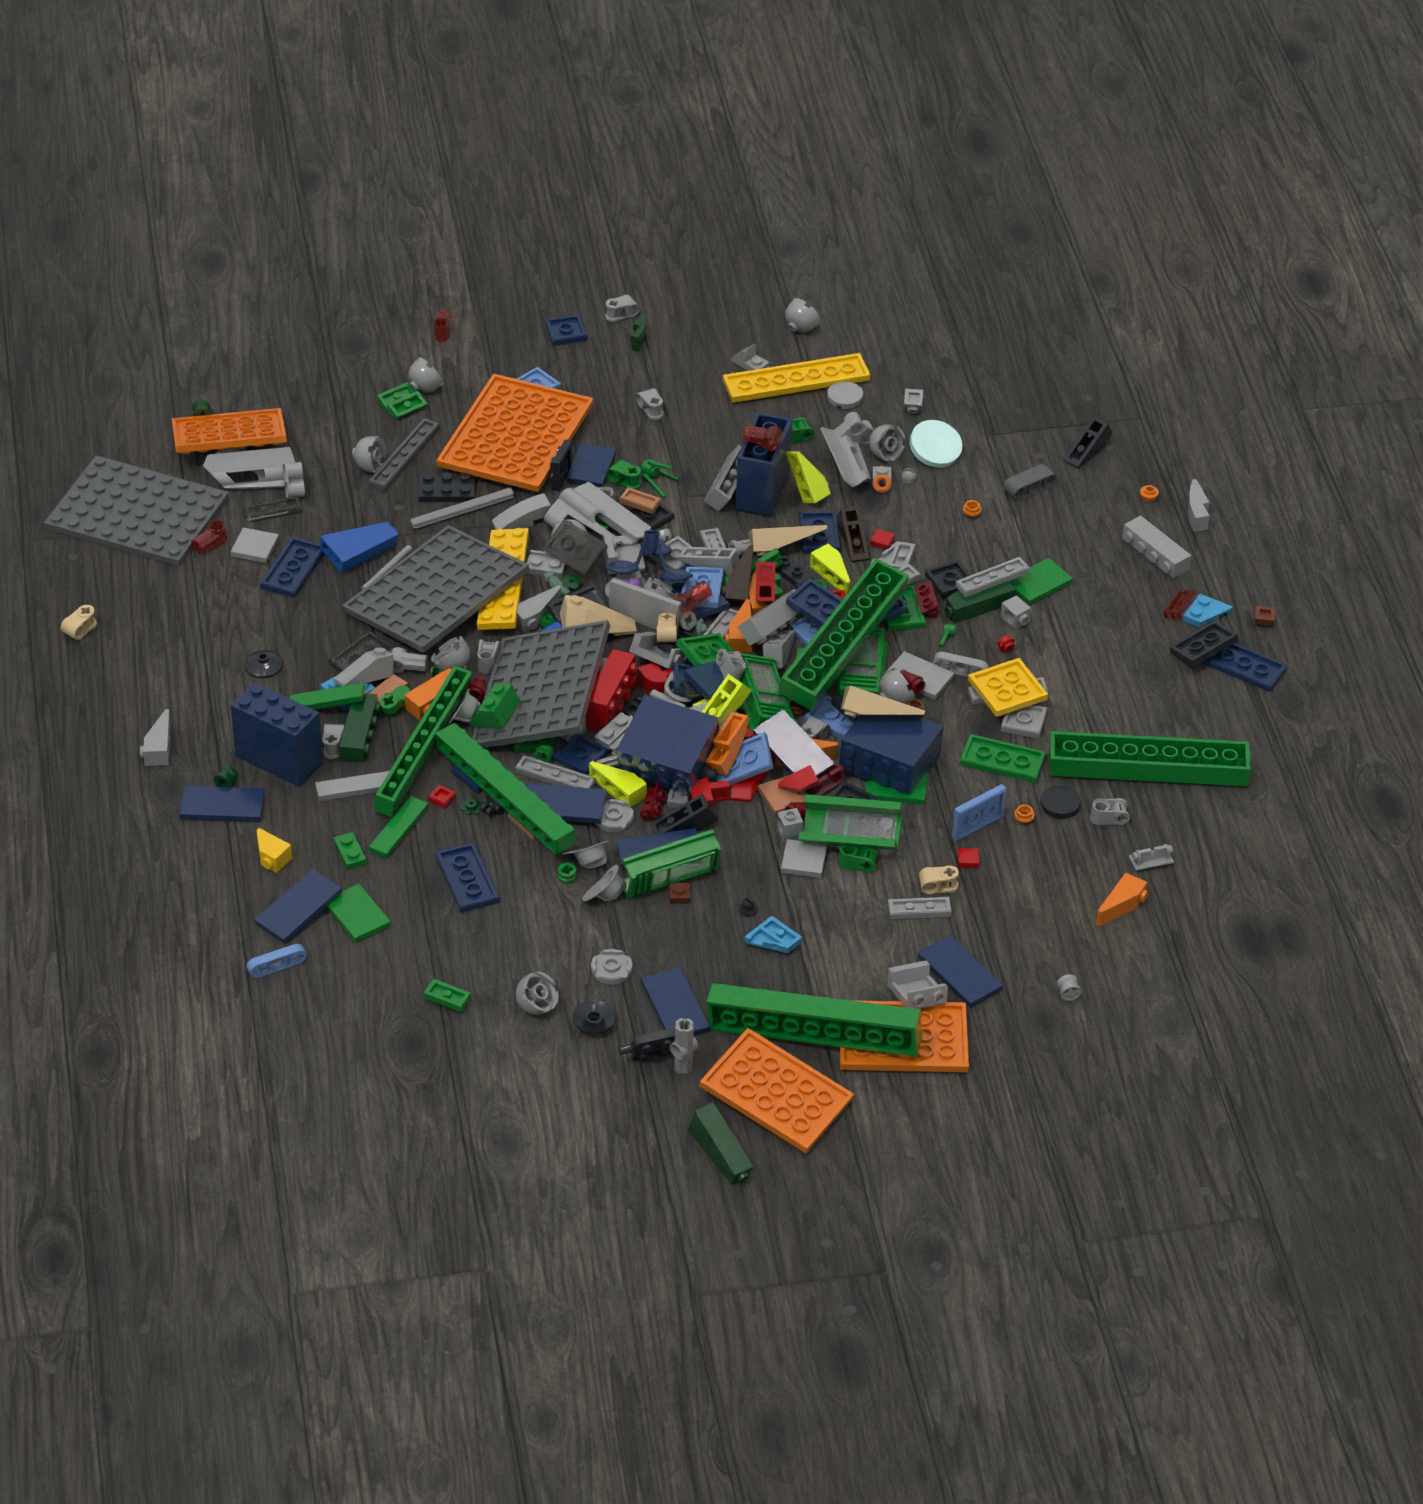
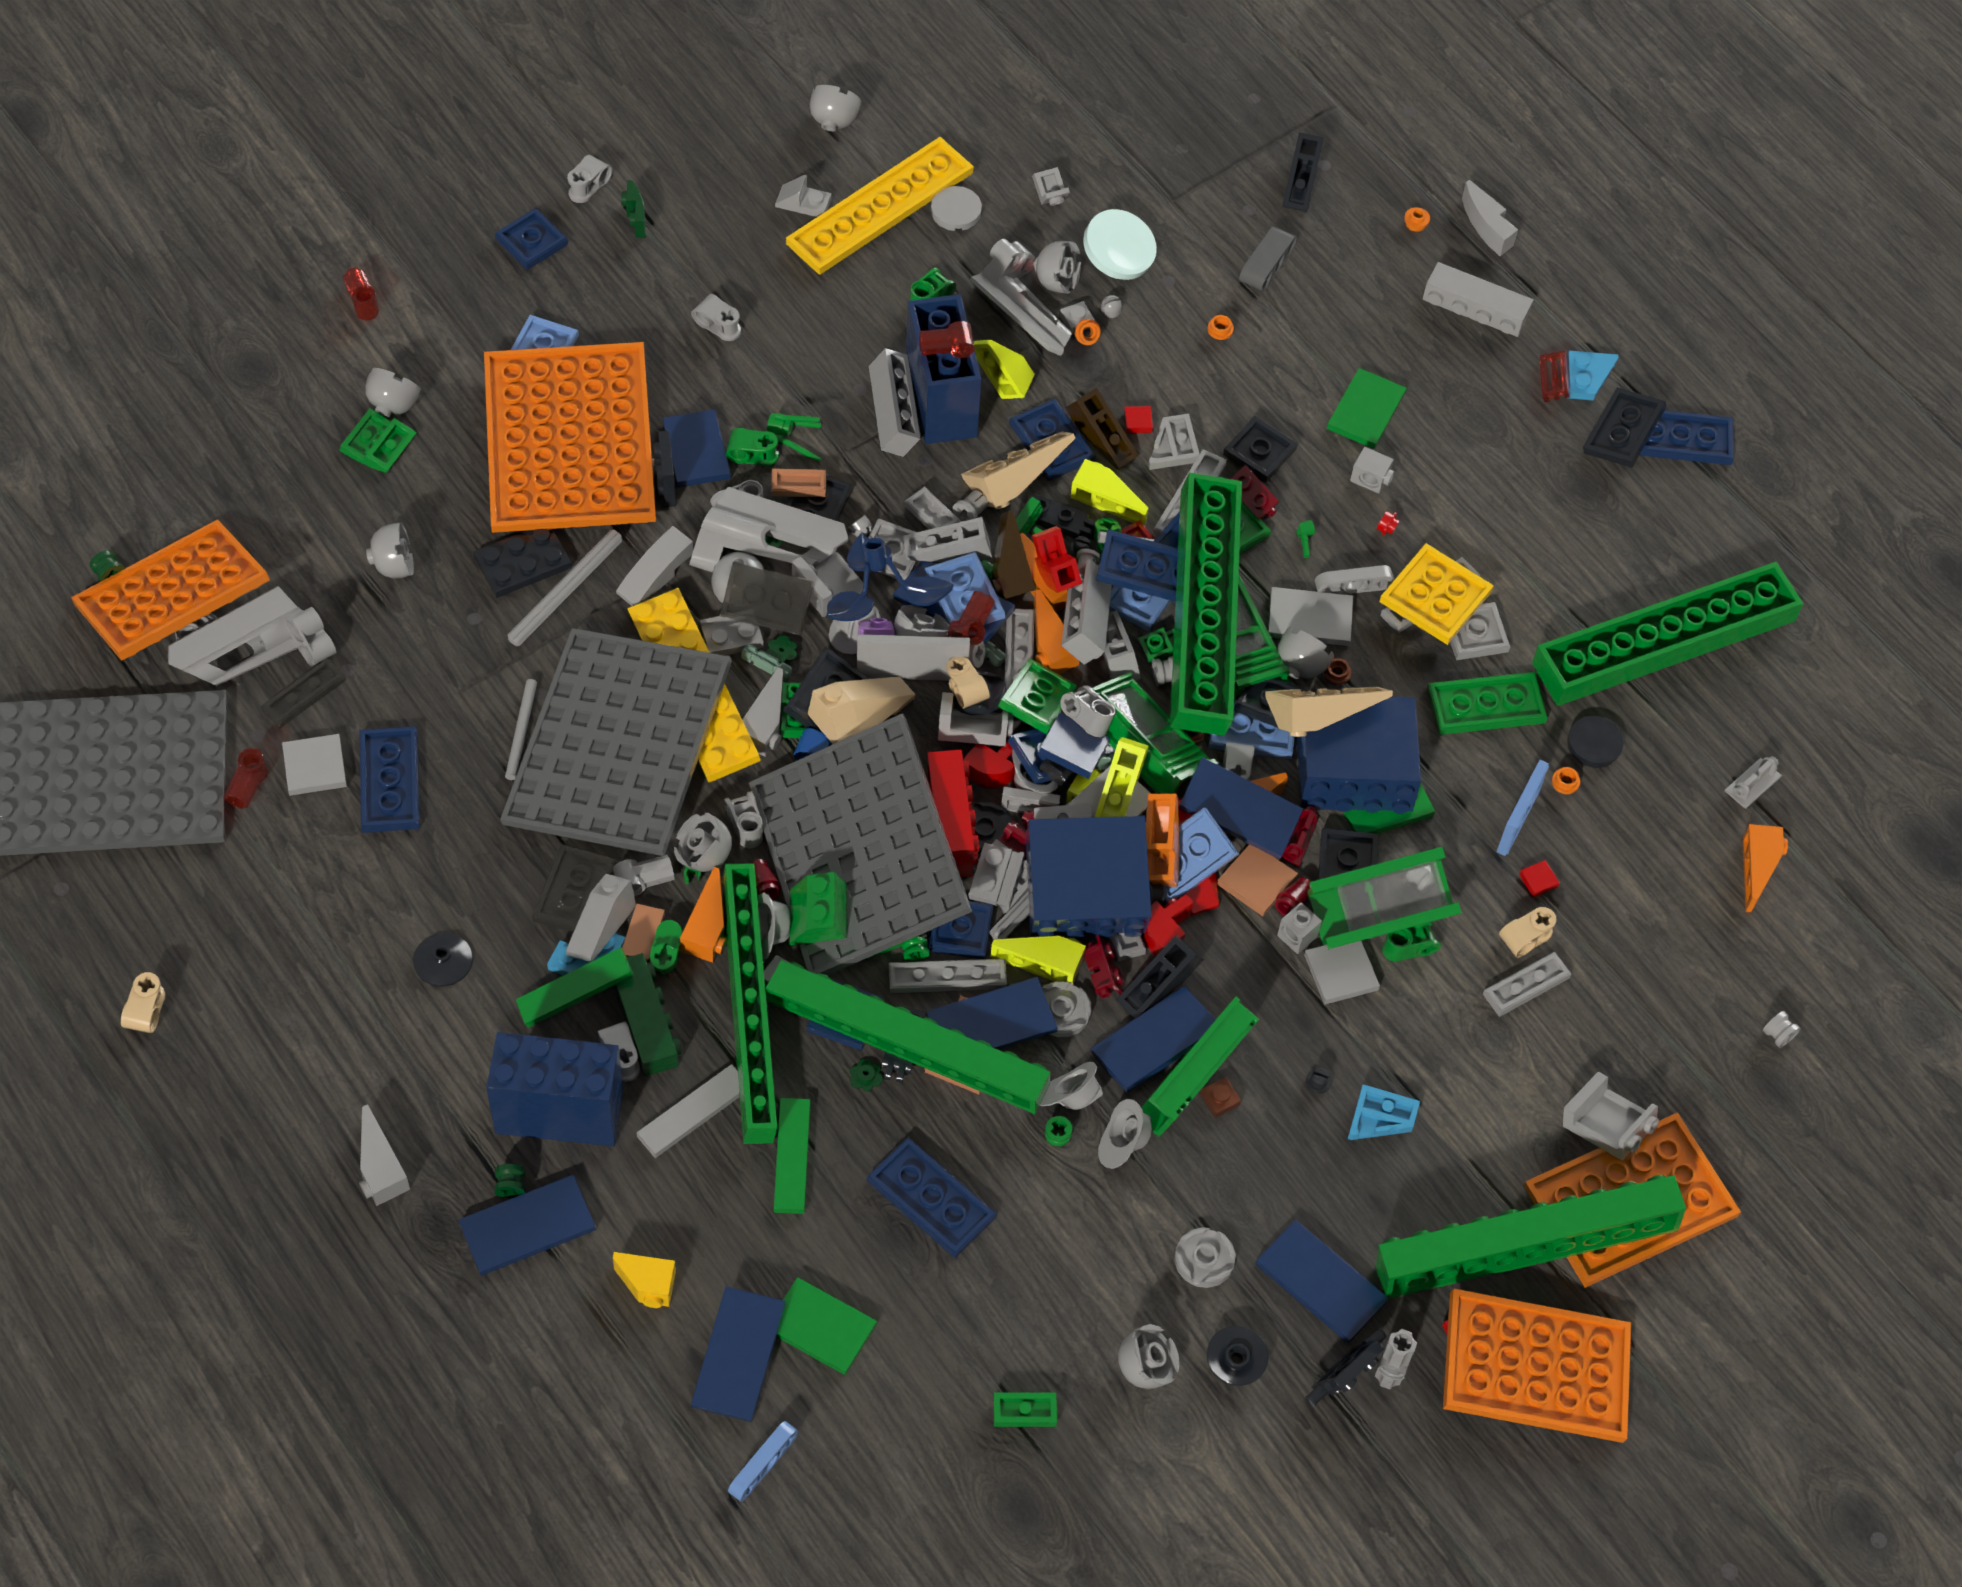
camera: 30 degrees left, 15 degrees up
(350, 851) = (749, 1225): green plate -> none
(358, 545) = (461, 712): blue slope -> none
(404, 454) = (432, 529): dark grey tile -> none
(442, 796) = (819, 1078): red tile -> none
(720, 1143) = (1521, 1488): dark green slope -> none
(800, 780) = (1277, 854): red slope -> none
(915, 682) = (1320, 631): dark red cone -> none
(960, 971) = (1635, 1062): dark blue tile -> none
(963, 608) = (1316, 462): dark green slope -> none
(992, 576) = (1321, 430): light grey tile -> none
(1108, 810) = (1665, 734): light grey piece -> none
(1264, 615) = (1663, 354): copper plate -> none

